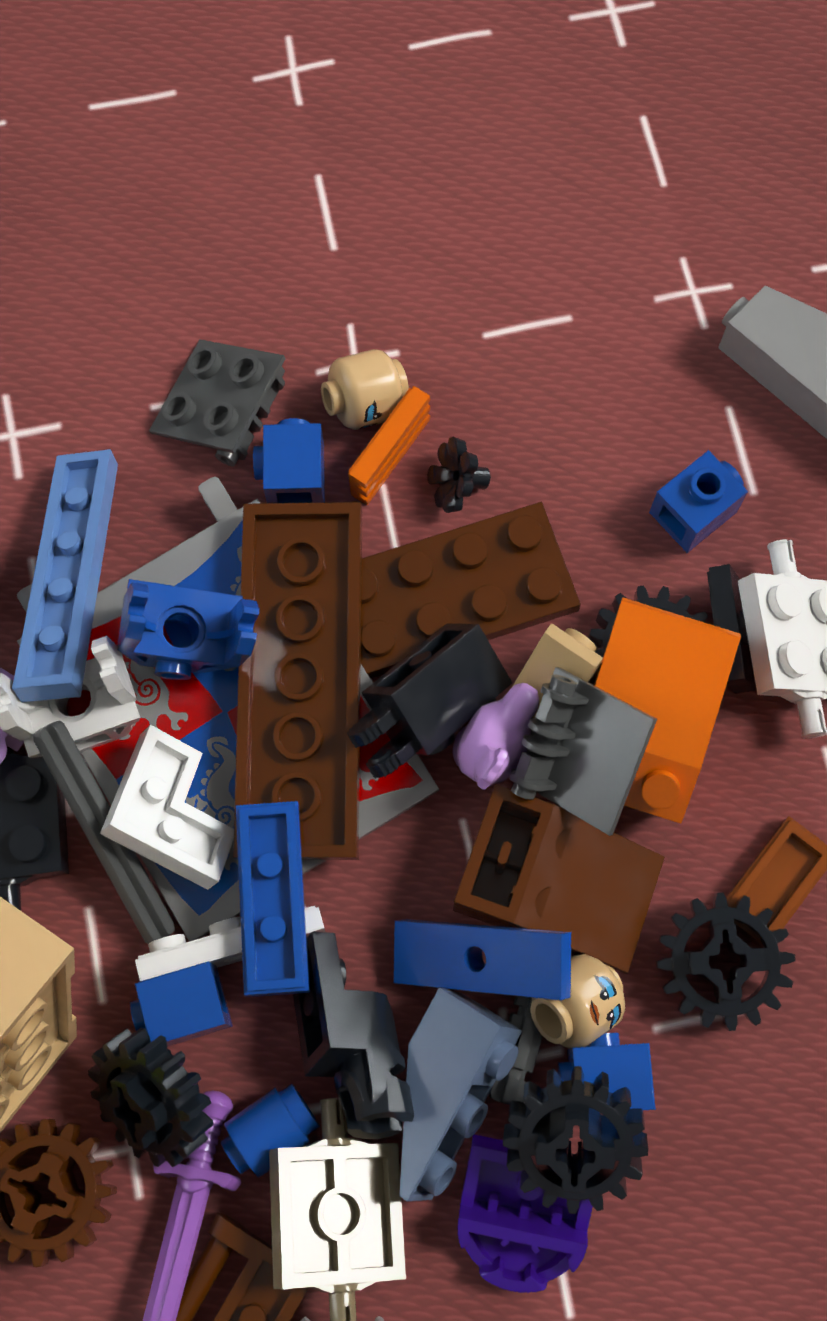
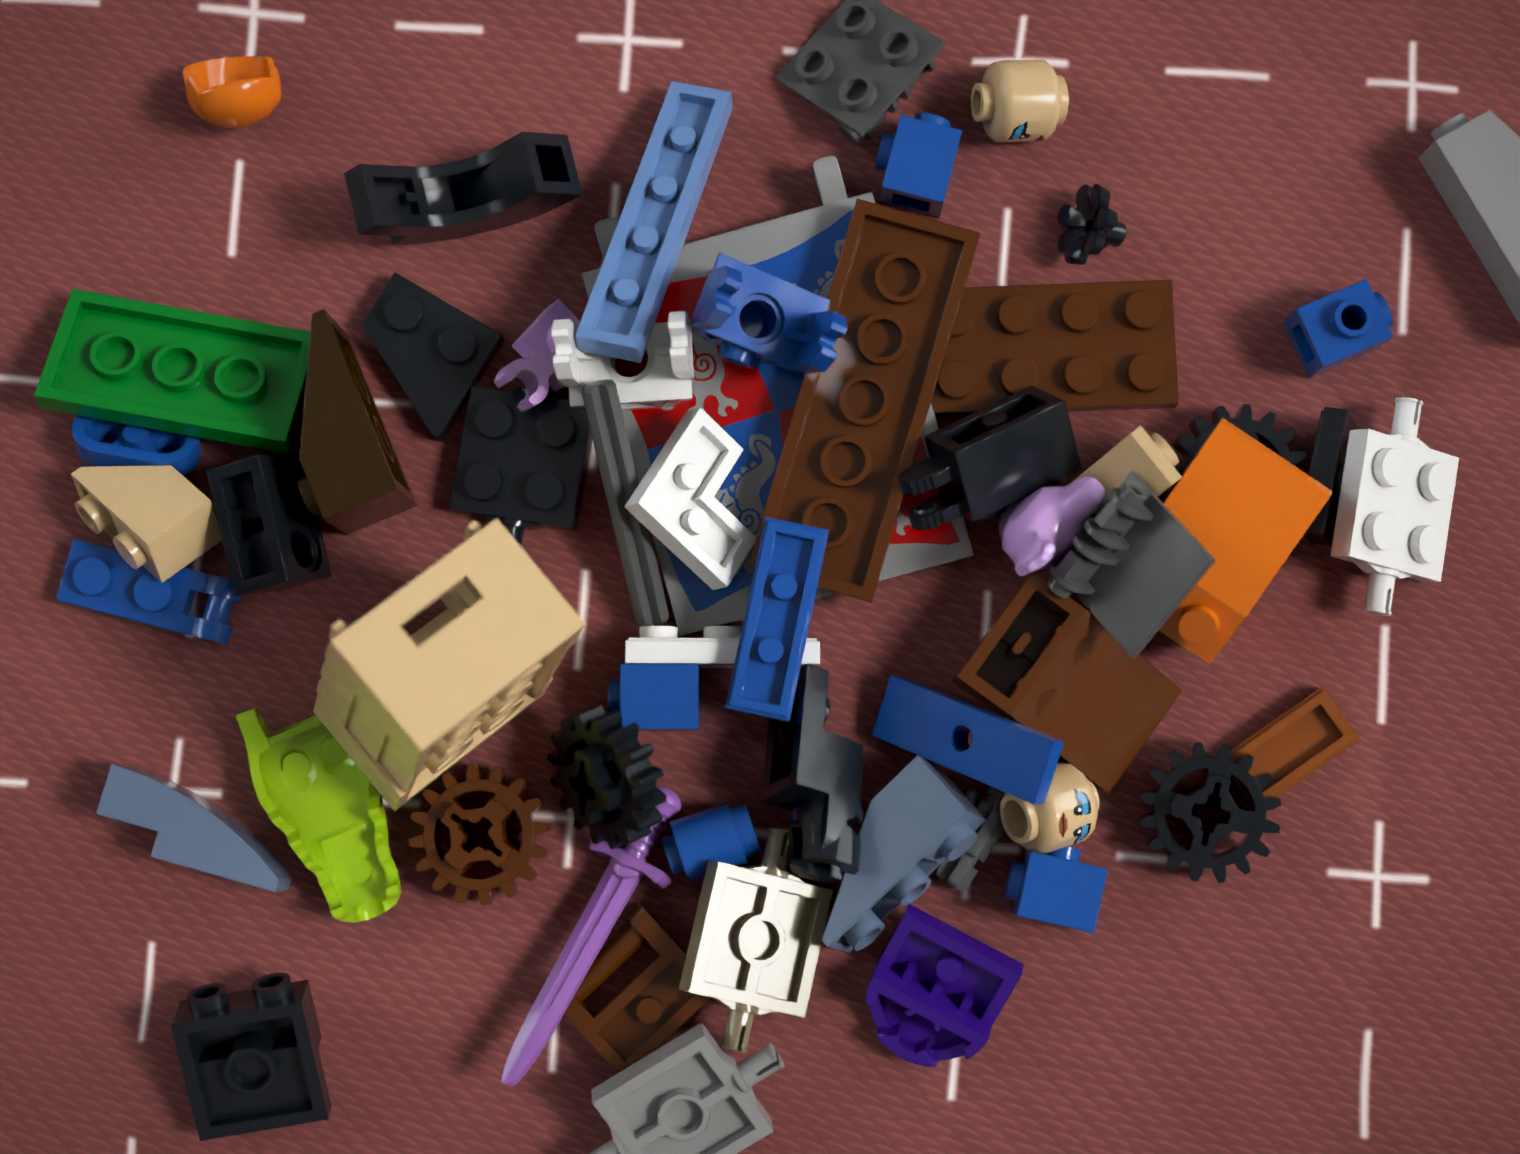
camera: 20 degrees right, 10 degrees up
(389, 445) = (1028, 171): orange tile -> none
(607, 1148) = (1032, 960): black gear -> none

